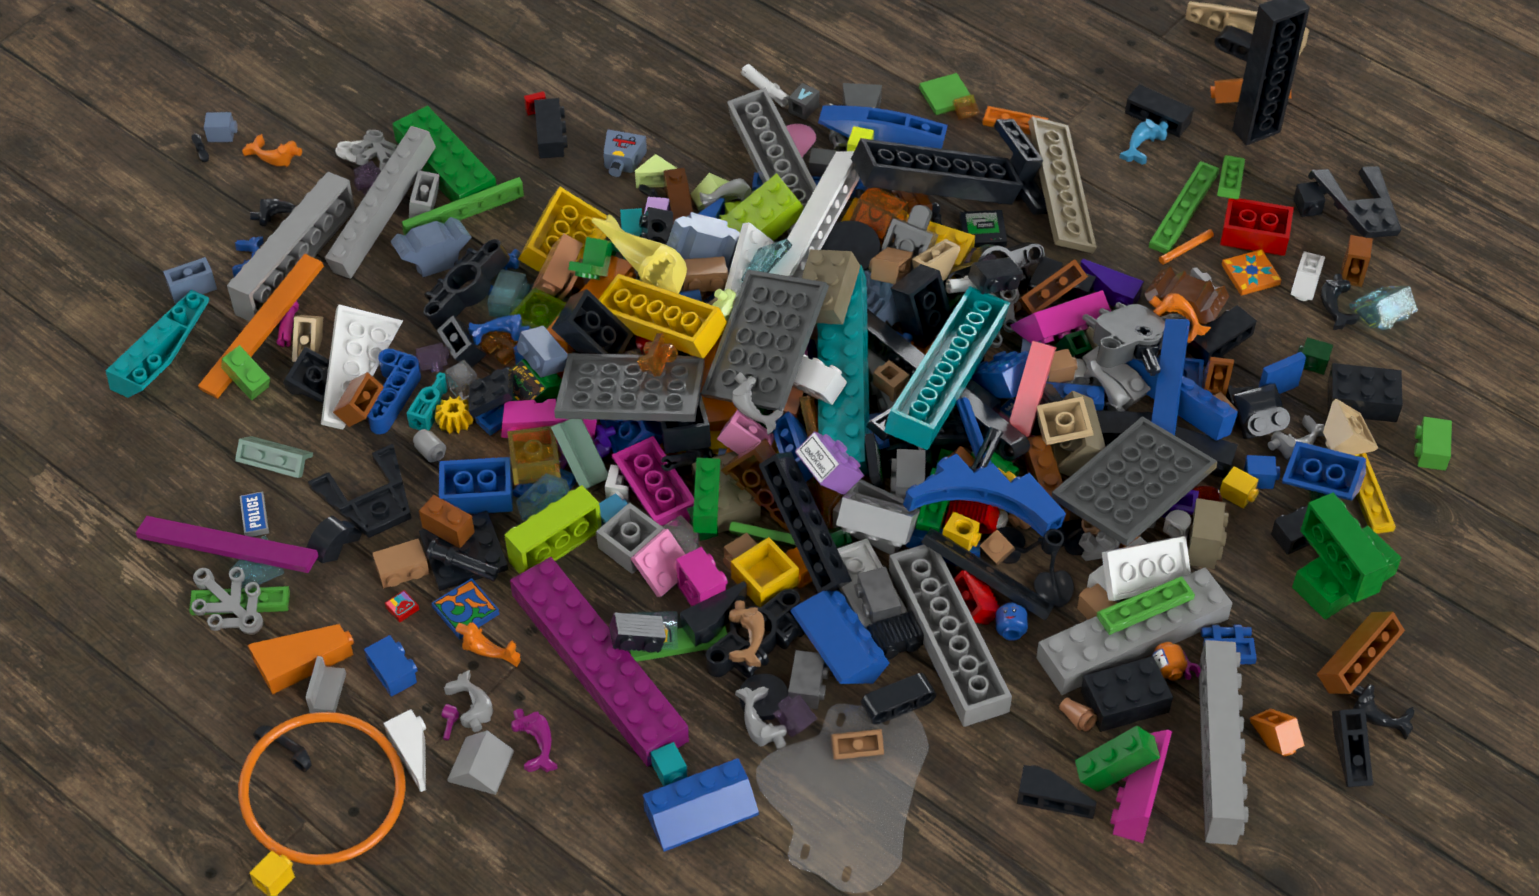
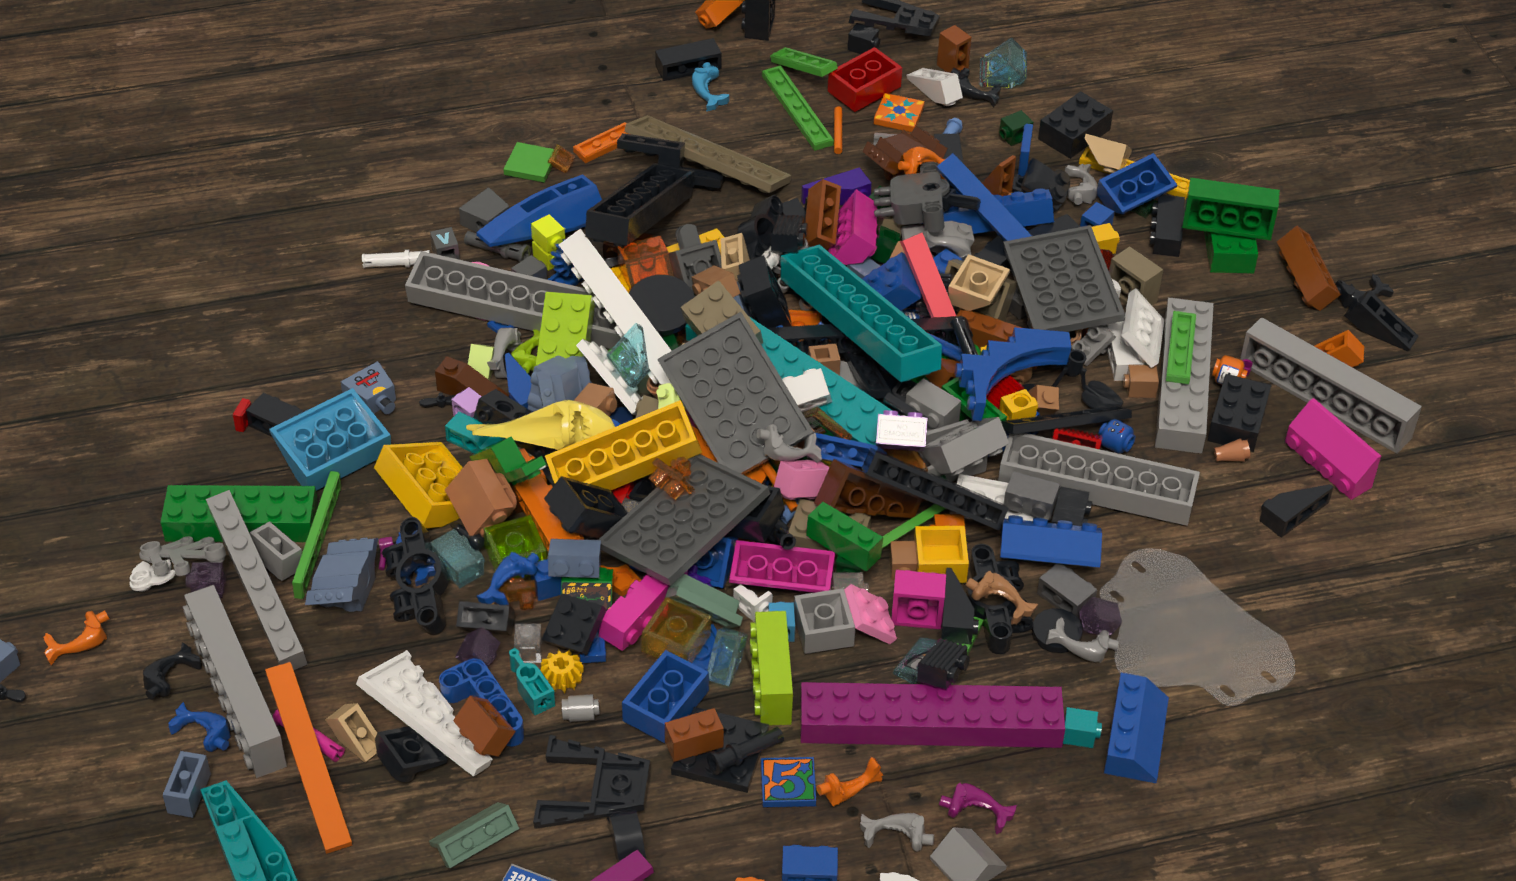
camera: 55 degrees left, 5 degrees down
(245, 372) = (359, 797): bright green brick -> none
(401, 563) = (699, 800): medium nougat brick -> none
(401, 606) = (744, 827): red tile -> none
(449, 712) = (899, 852): magenta hand -> none
(547, 158) = (331, 437): none -> dark azure slope
(652, 172) = (421, 381): yellowish green slope -> none
(857, 744) = (1152, 597): medium nougat slope -> none
(898, 698) = (1133, 546): black beam -> none
(986, 226) = (703, 219): tile -> none
(1117, 759) = (1307, 446): green brick -> none
(1243, 645) = (1232, 340): blue plate -> none
(1267, 316) = (953, 126): none -> medium blue pin
(1433, 443) = (1153, 120): bright green brick -> none

